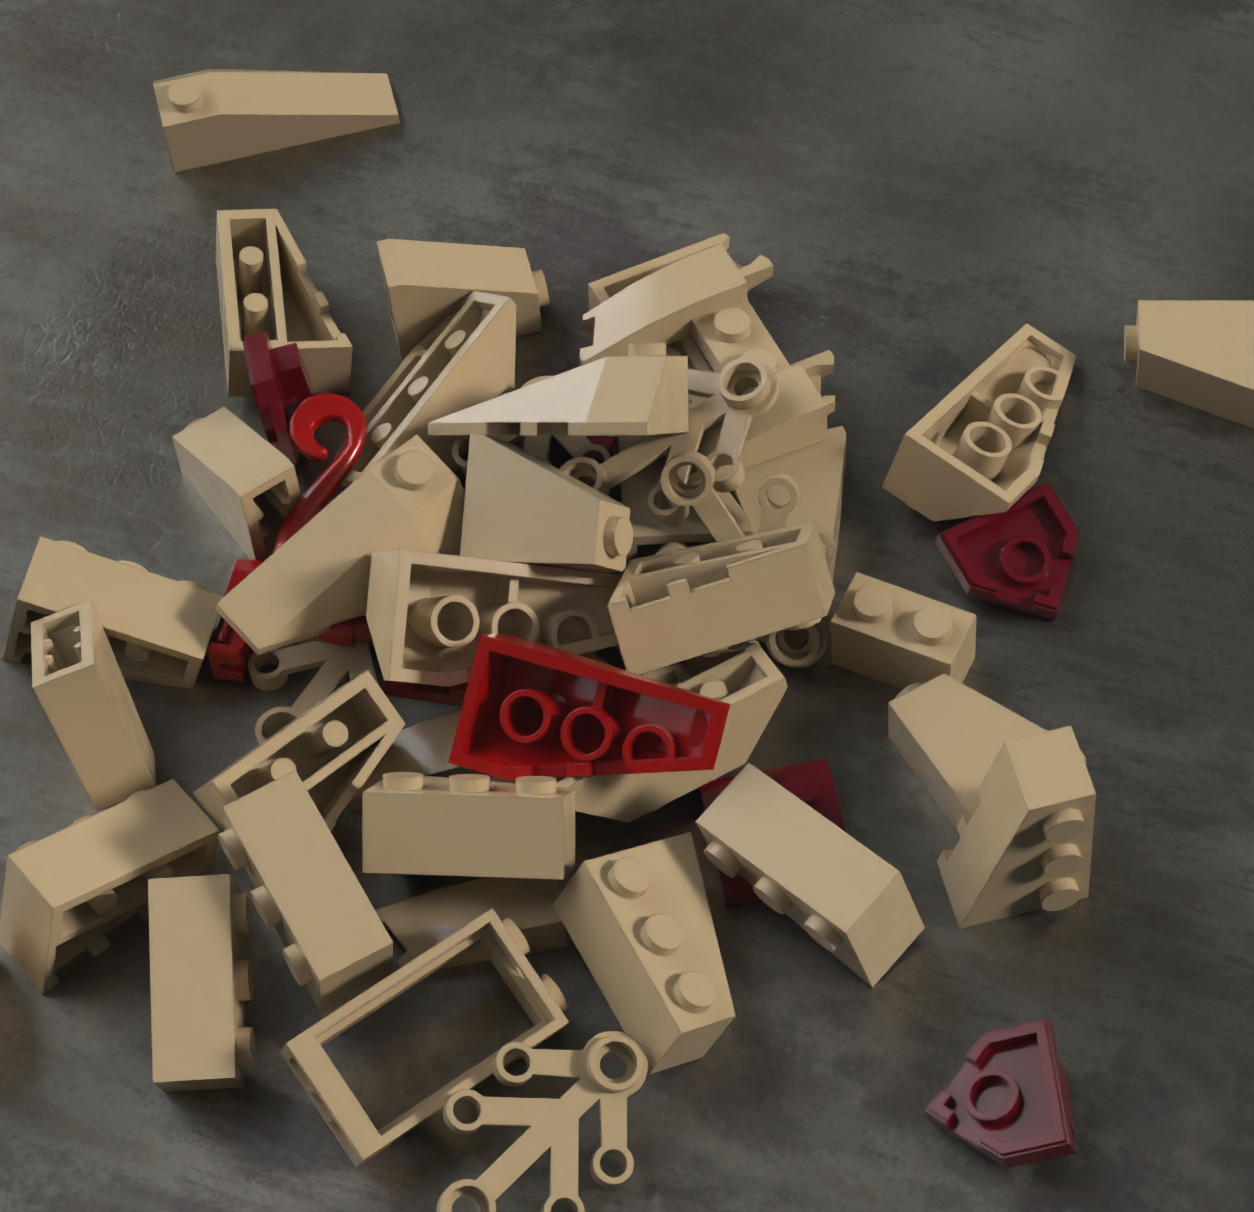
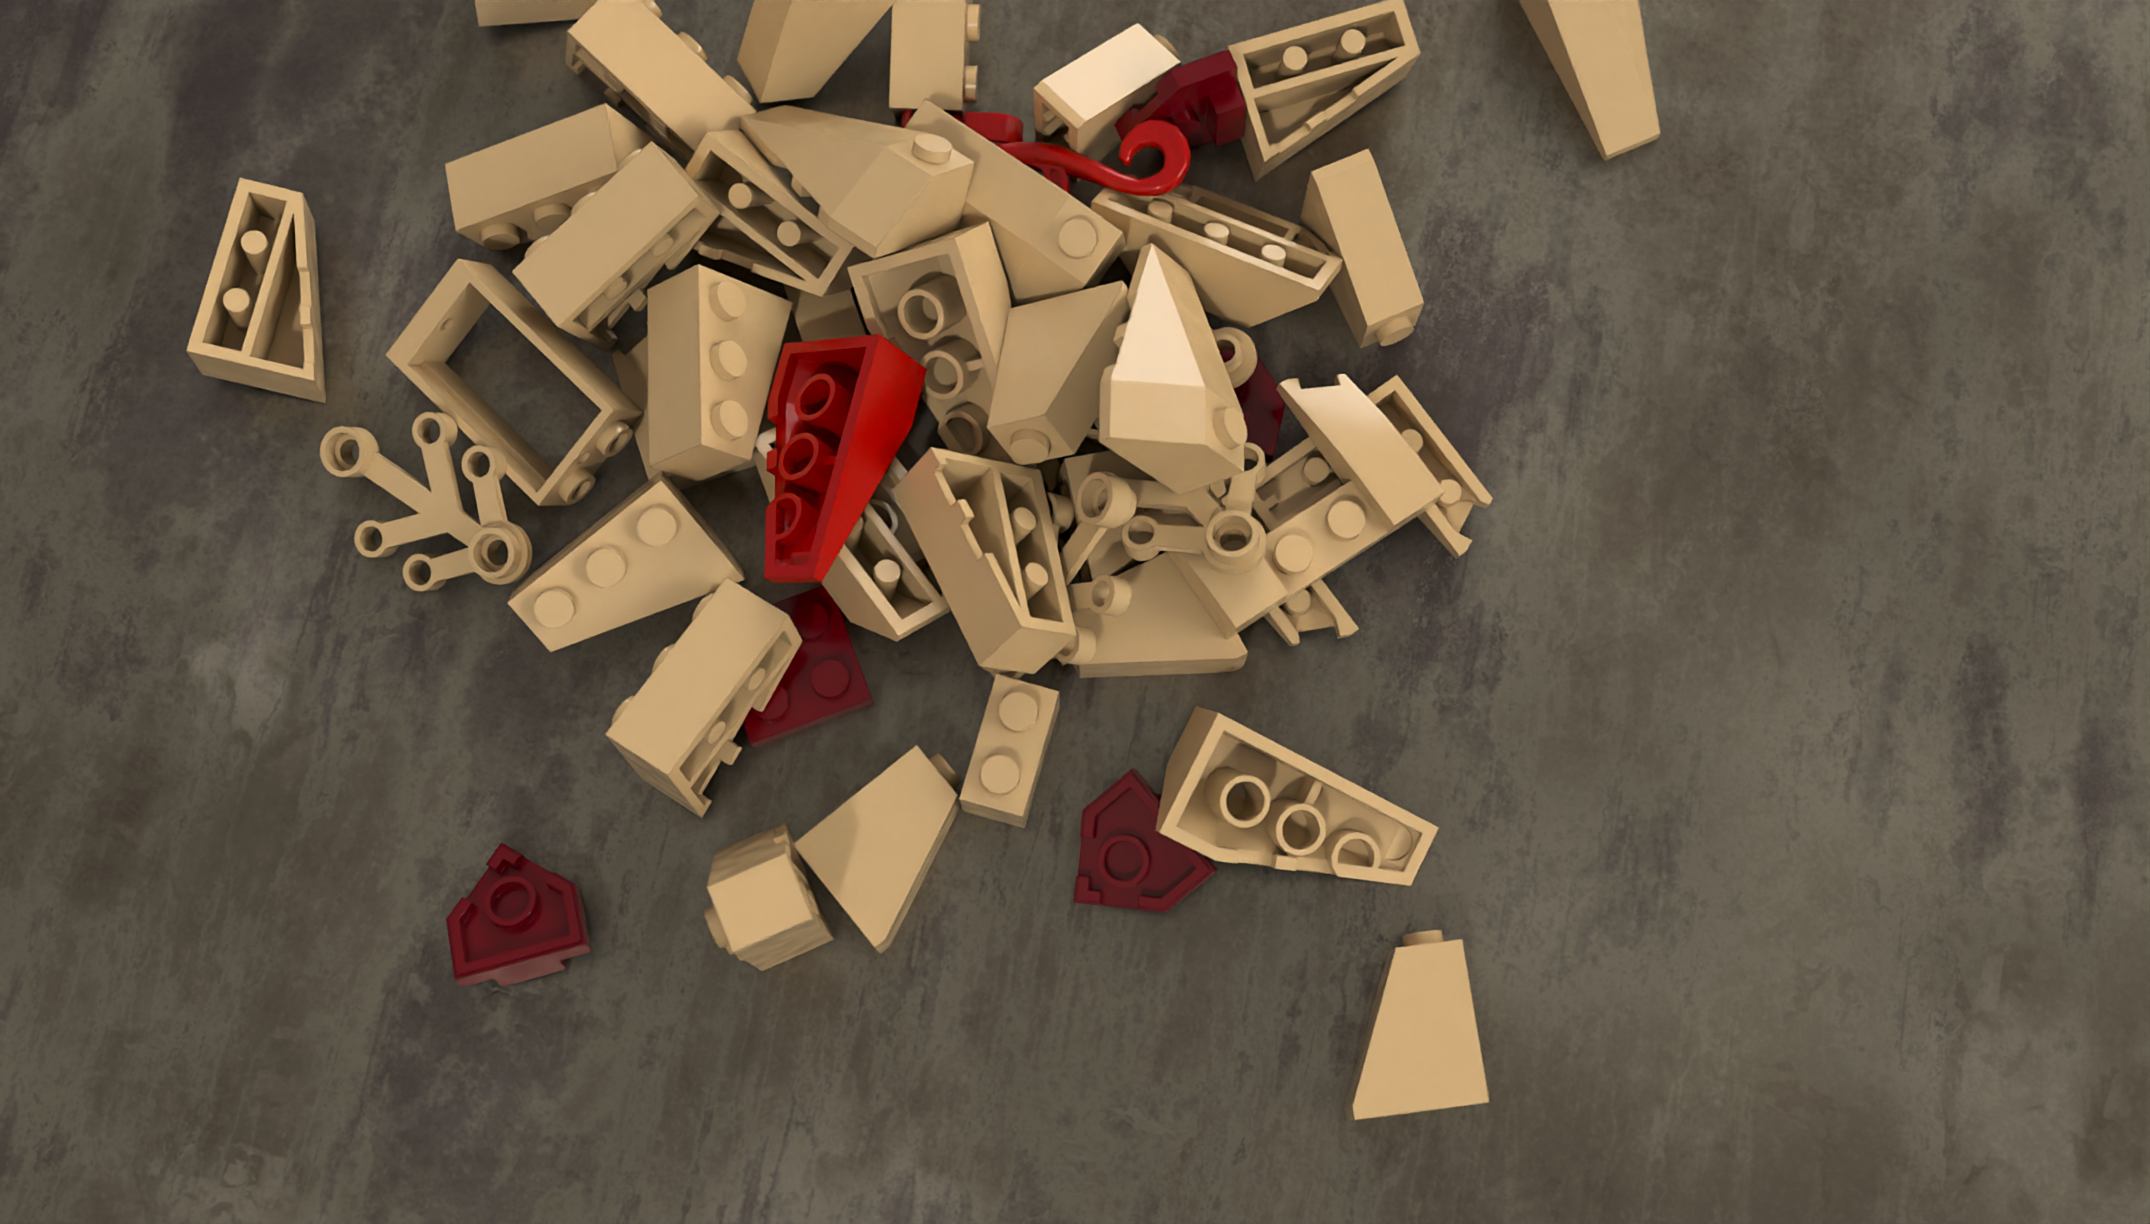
camera: 75 degrees right, 20 degrees up
(302, 631) = (872, 179): none -> tan wedge

